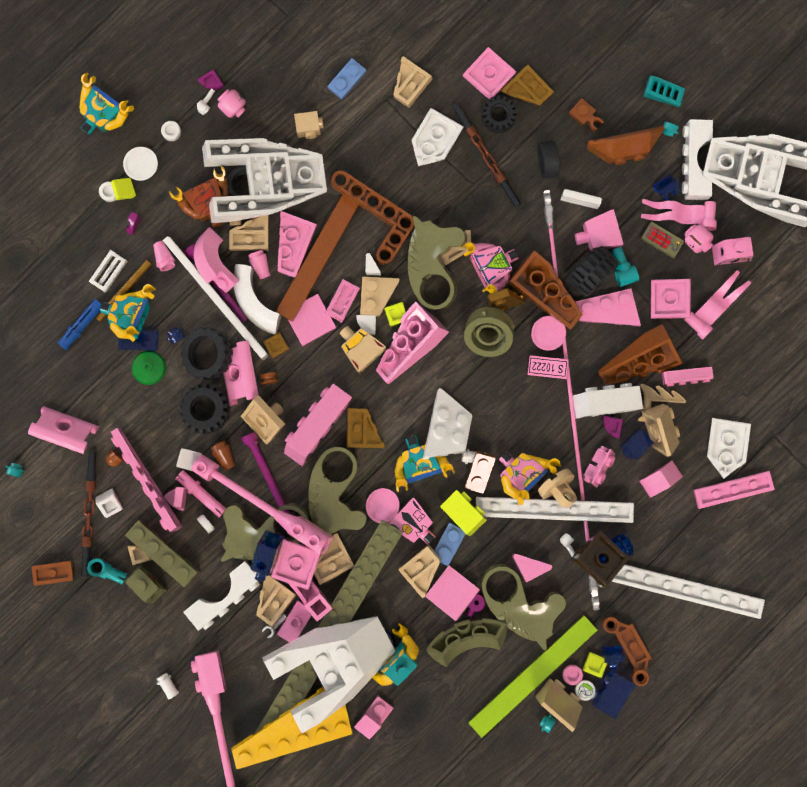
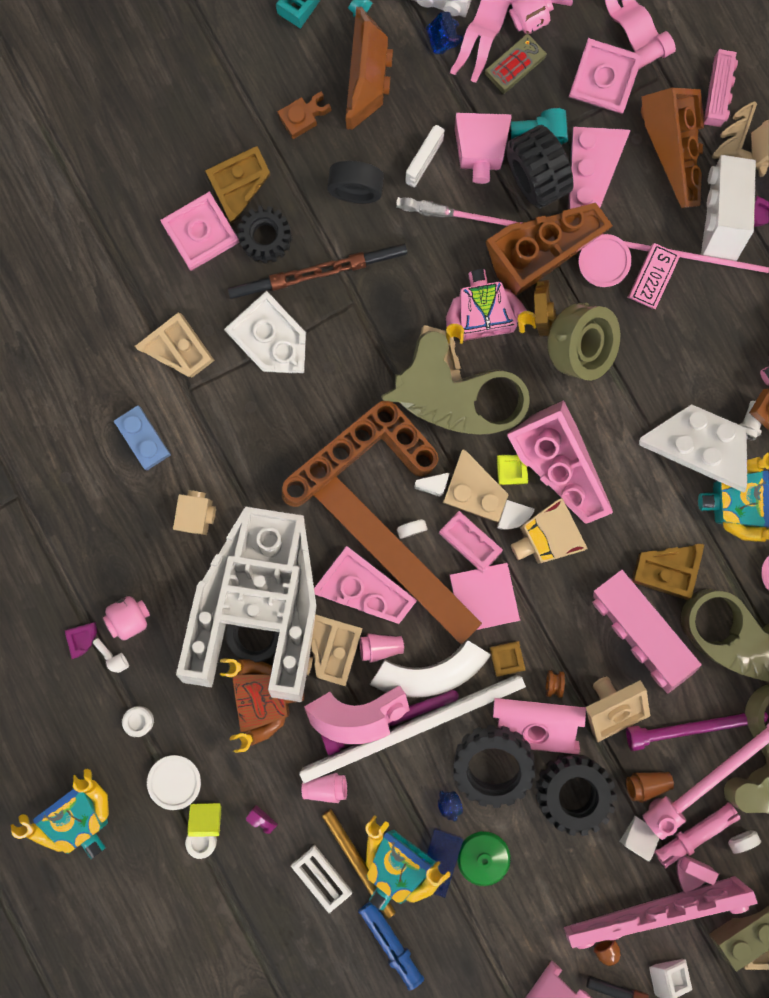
camera: 70 degrees left, 0 degrees up
(339, 261) = (412, 528): none -> white tile

